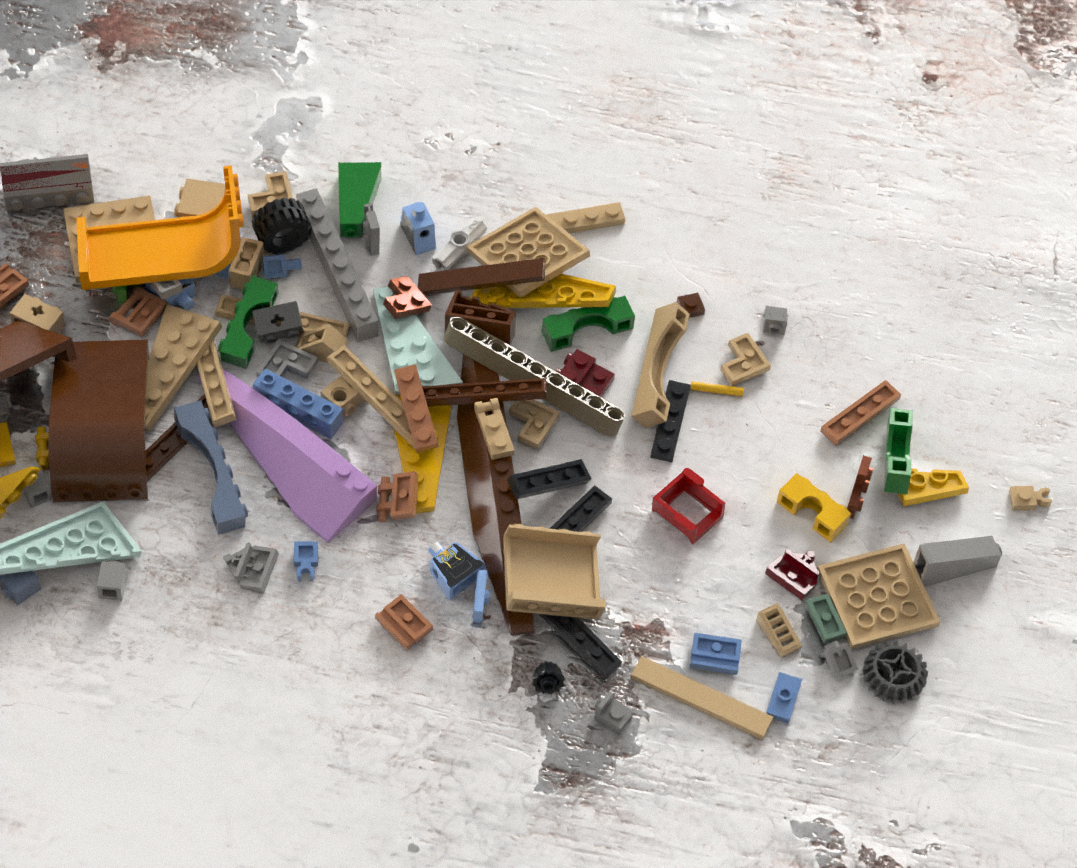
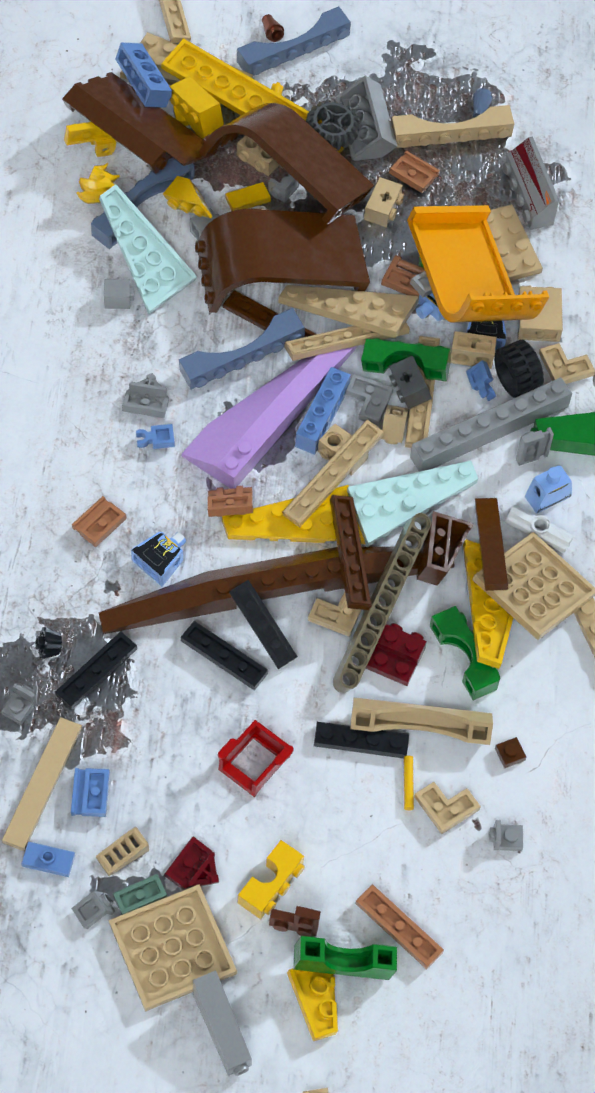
camera: 85 degrees right, 5 degrees up
(408, 298) = (458, 491): plate -> none
(416, 408) = (322, 499): nougat plate -> none
(481, 596) = (131, 580): light blue plate -> none
(494, 429) = (306, 566): tan plate -> none
(552, 572) = (156, 634): tan panel -> none
(883, 662) = (63, 955): dark grey gear -> none

